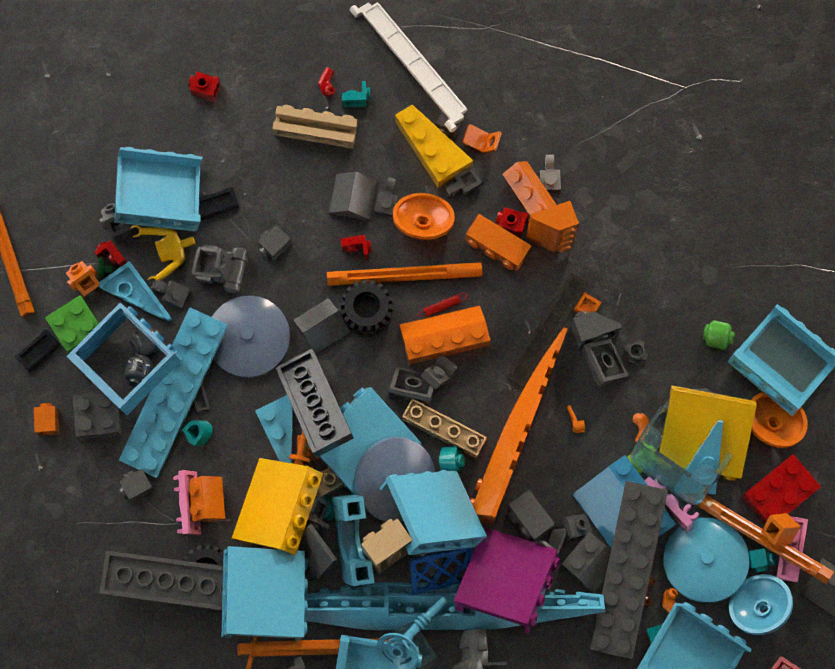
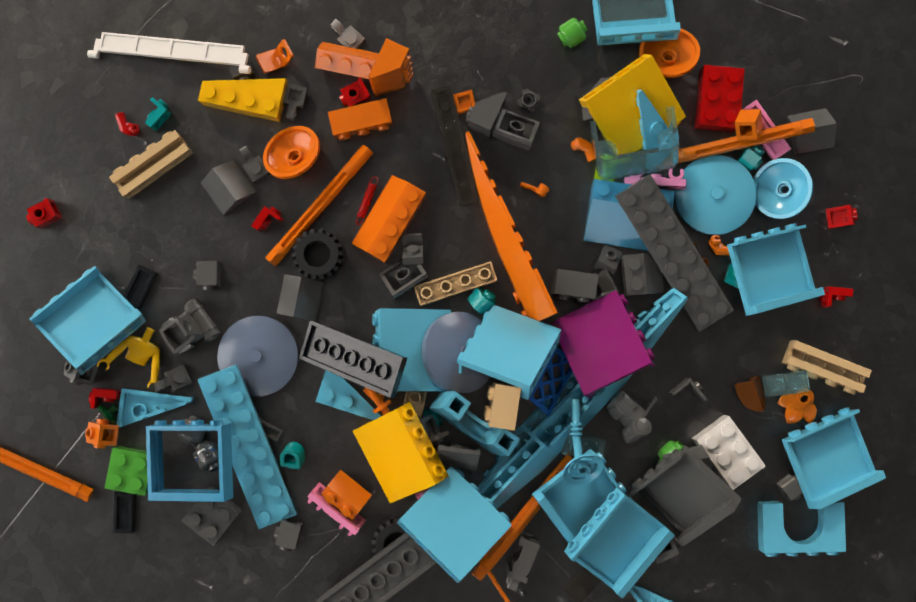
camera: 50 degrees left, 10 degrees up
(46, 419) = (180, 553): orange brick -> none

